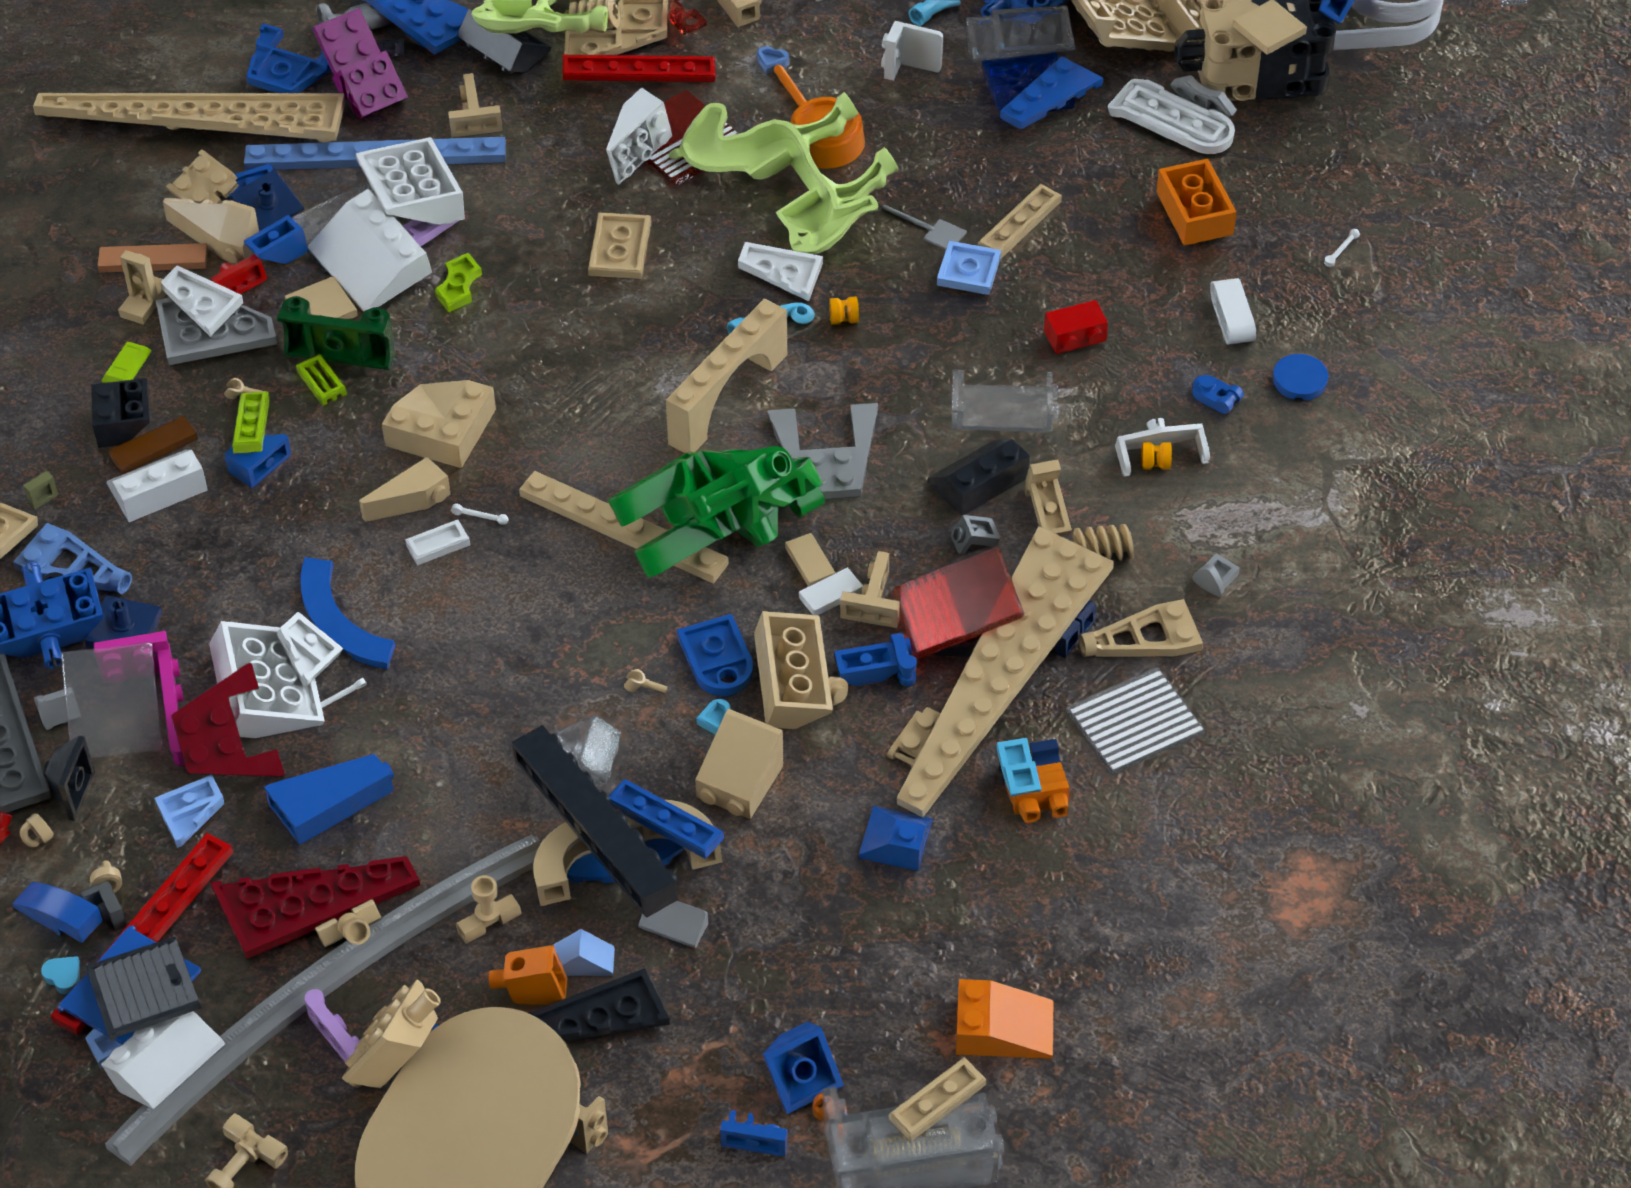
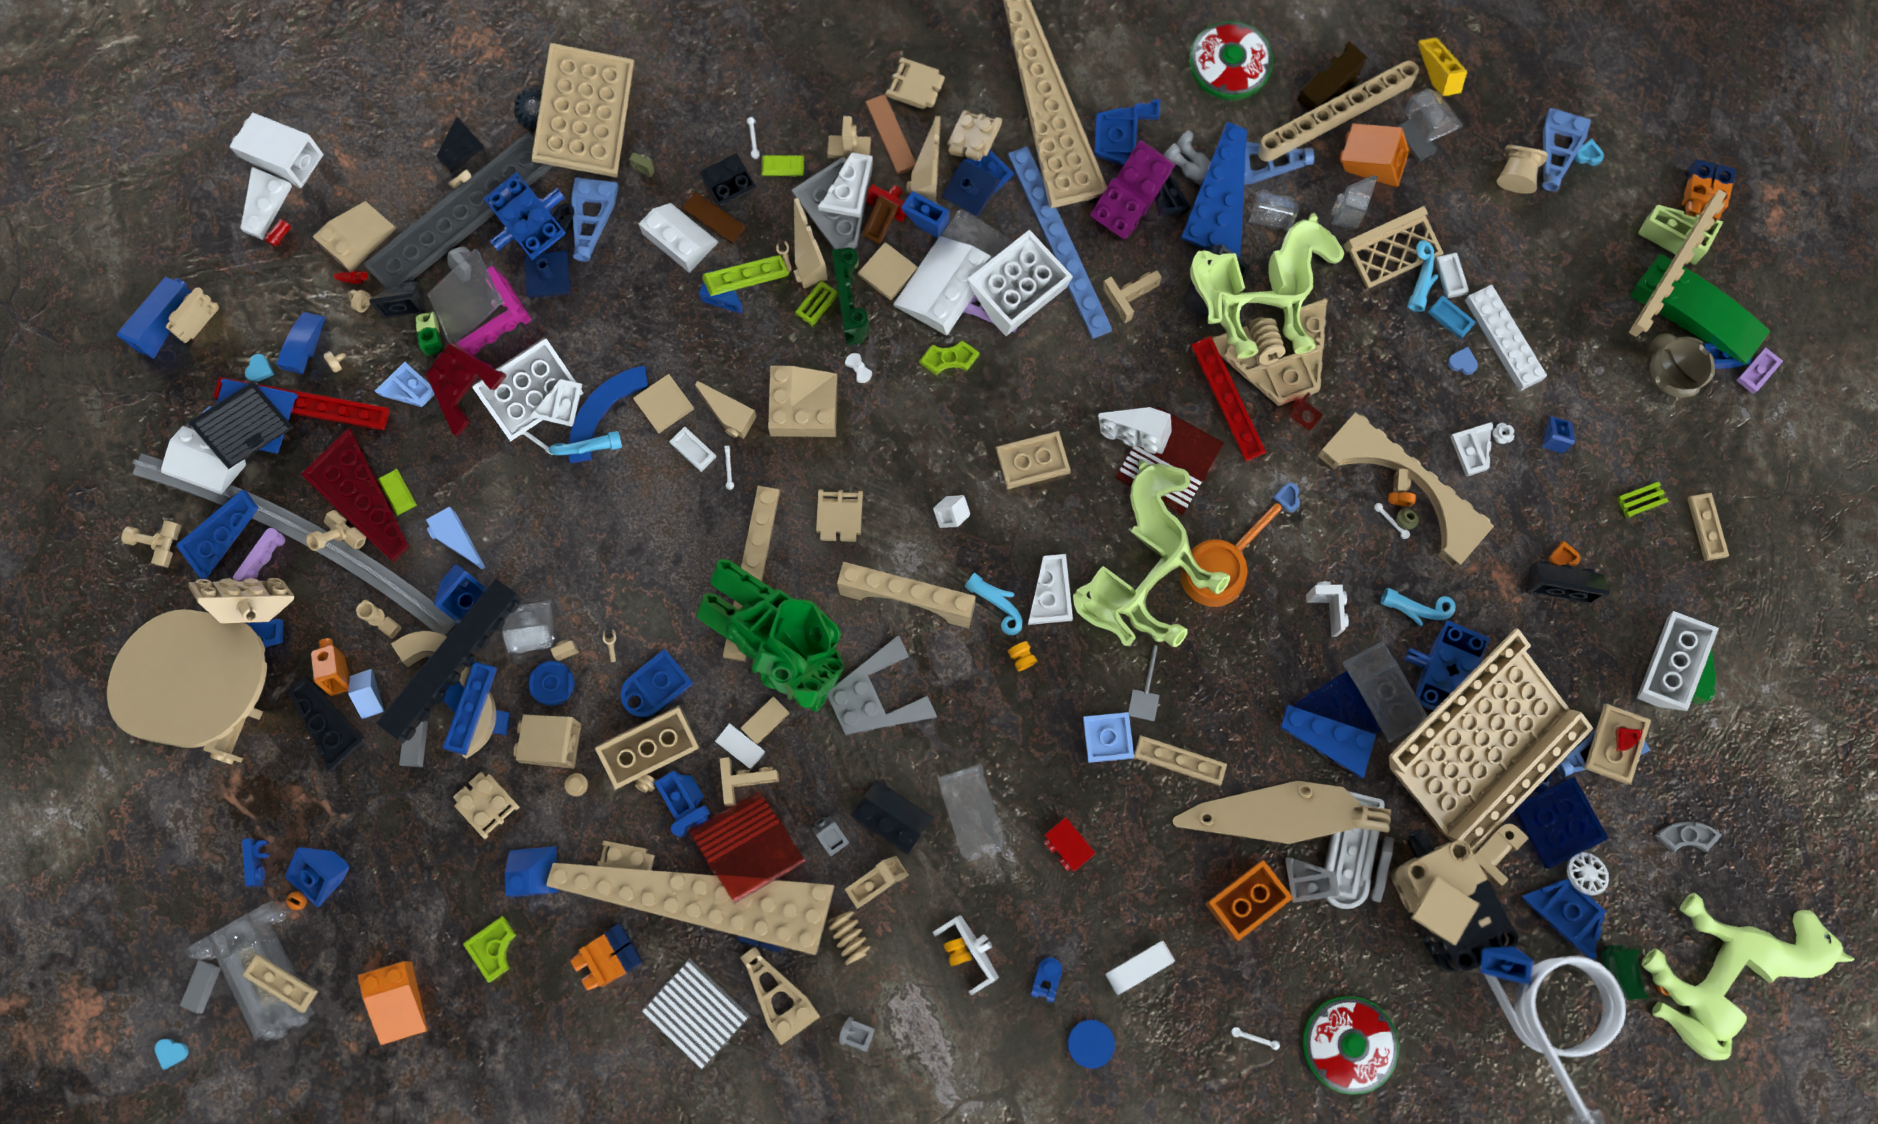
camera: 70 degrees right, 25 degrees up
(50, 379) = (755, 153): none -> white hinge
(106, 217) = (917, 84): none -> tan plate
(106, 901) = (315, 373): dark grey bracket -> none
(130, 764) = (429, 334): none -> green leg
(256, 286) = (880, 219): none -> reddish brown tile
(258, 360) = (808, 258): none -> tan wedge
(280, 1077) = (214, 537): none -> blue wing
(325, 857) = (397, 492): none -> lime tile
(328, 795) = (439, 469): blue slope -> none
(363, 554) = (663, 403): none -> tan tile
(383, 613) = (611, 440): none -> medium azure plant
(414, 365) = (863, 374): none -> white piece
(423, 804) = (451, 533): none -> light blue slope
(503, 810) = (458, 593): none -> blue slope
(597, 426) = (839, 516): none -> tan plate
(628, 727) = (564, 649): none -> tan plate
(644, 324) = (951, 511): none -> white panel
(664, 758) = (551, 683): none -> blue tile
(712, 715) = (598, 706): medium azure tile -> none
(785, 866) = (484, 803): none -> tan plate
(805, 762) = (576, 784): none -> tan plate
(975, 907) = (490, 947): none -> lime tile
(1017, 767) = (599, 944): medium azure slope -> none
(1114, 150) = (1286, 813): none -> tan wing
(1195, 145) = (1310, 881): none -> light grey wing
(1374, 178) = (1350, 1045): none -> dish

